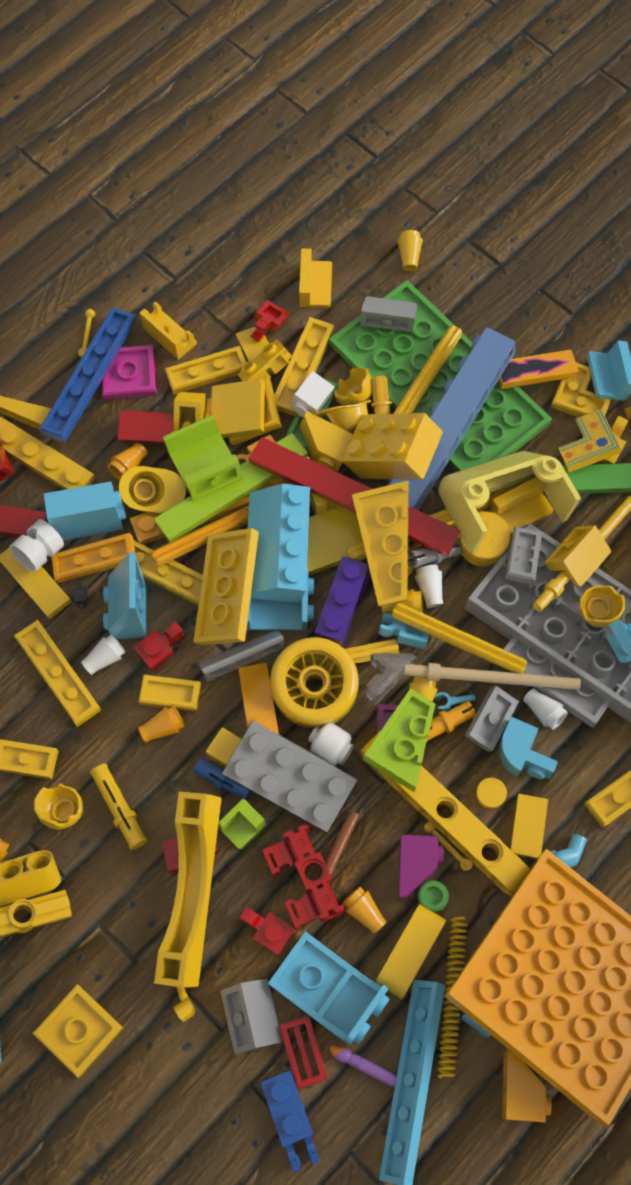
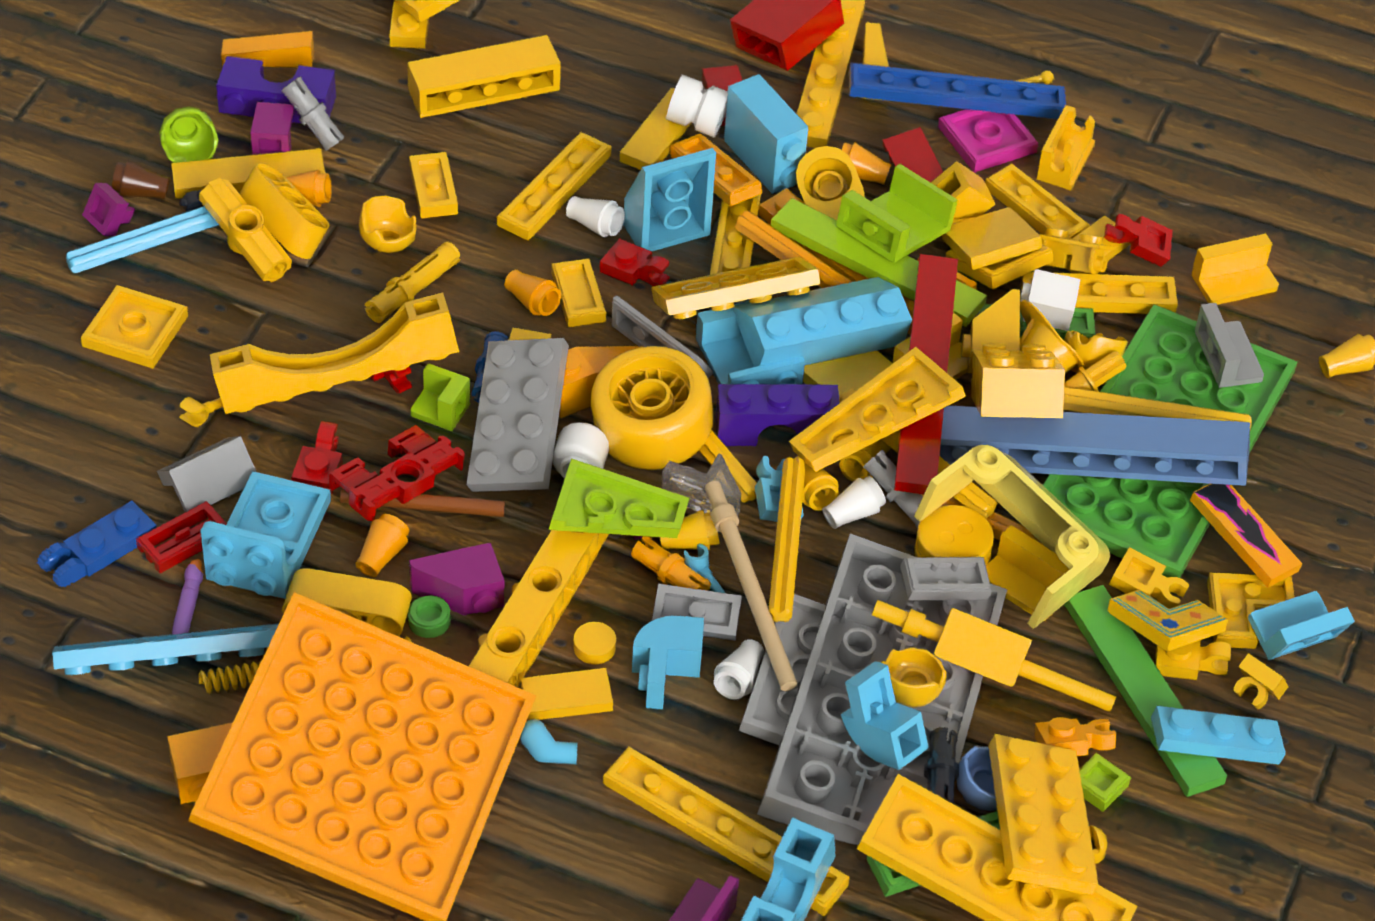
camera: 65 degrees right, 20 degrees down
(547, 441) = (1145, 574): none -> yellow plate

